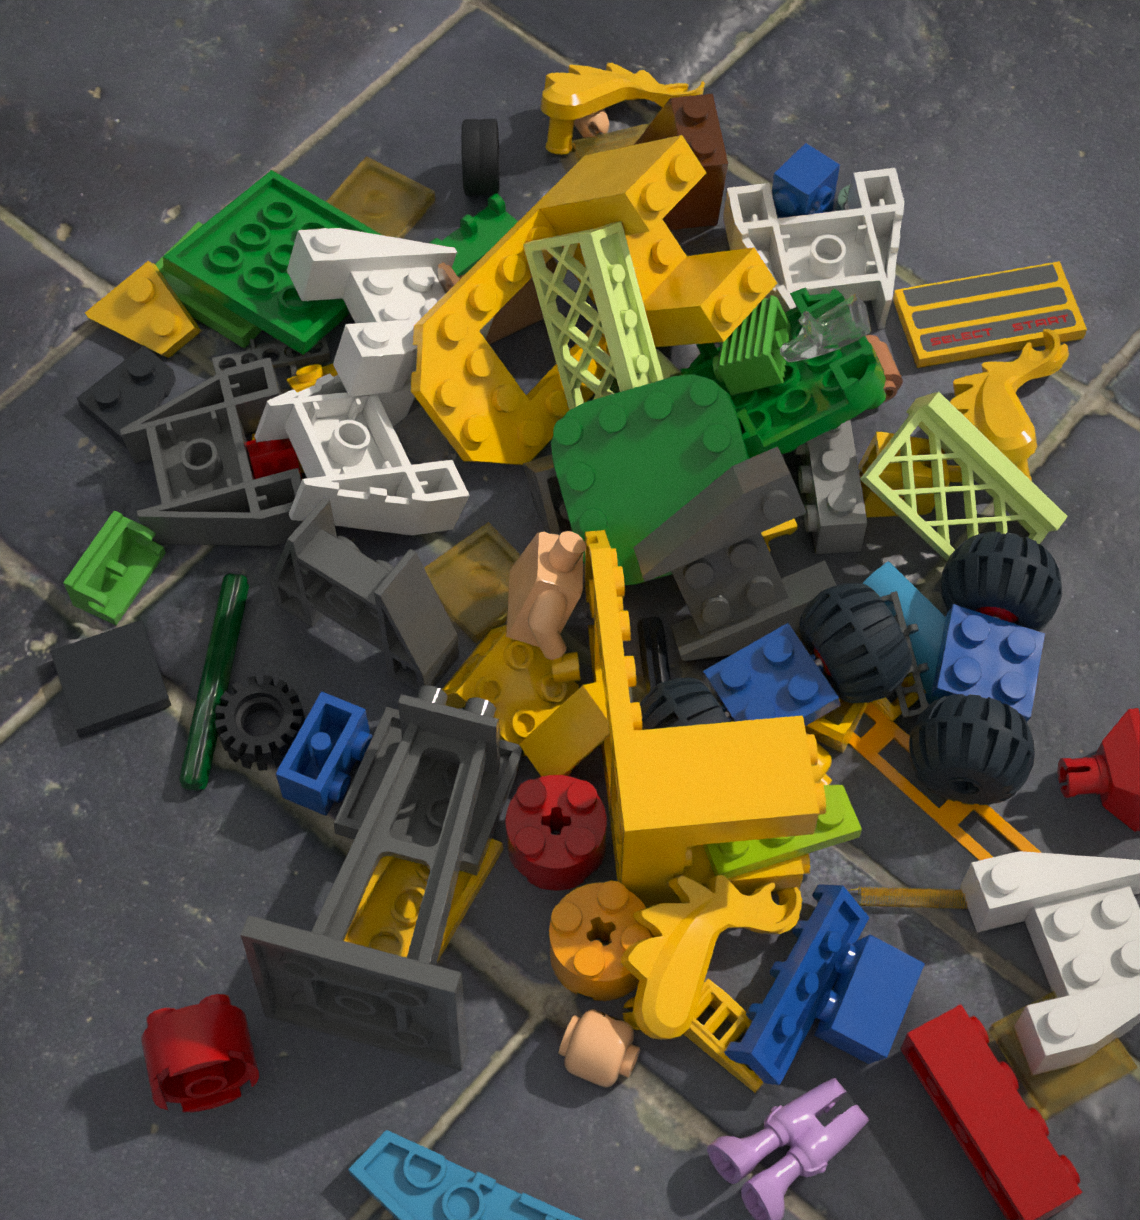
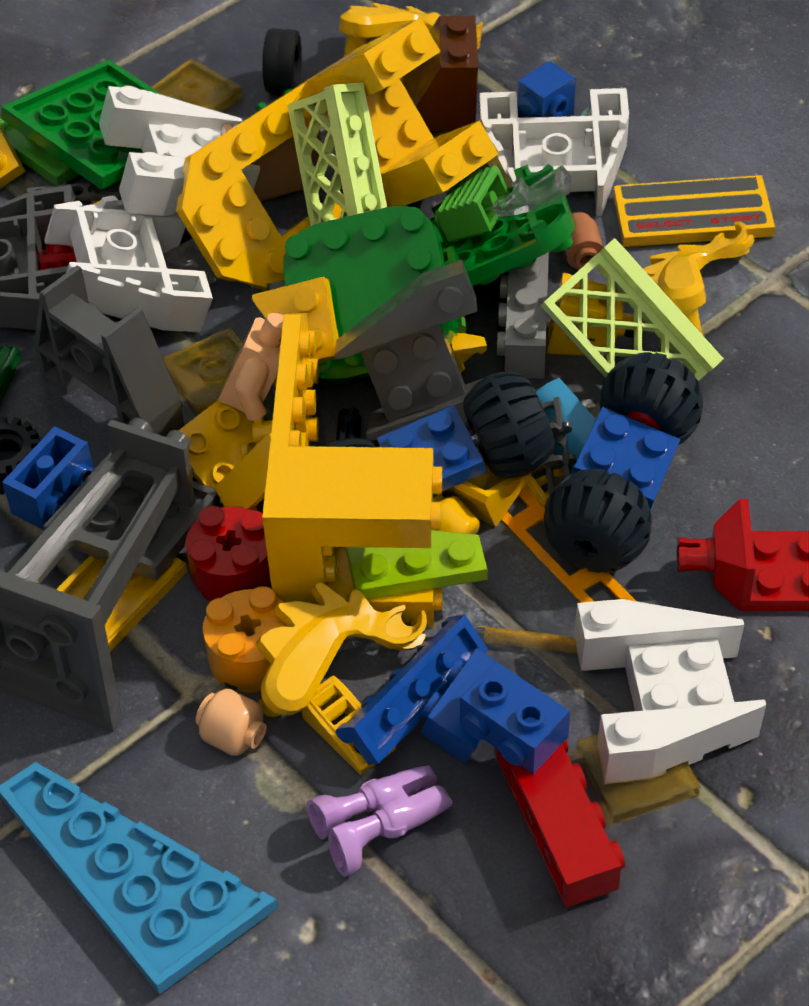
camera: 10 degrees right, 10 degrees down
(585, 507) = (306, 297): none -> yellow wing
(933, 1025) = (514, 717): none -> blue brick

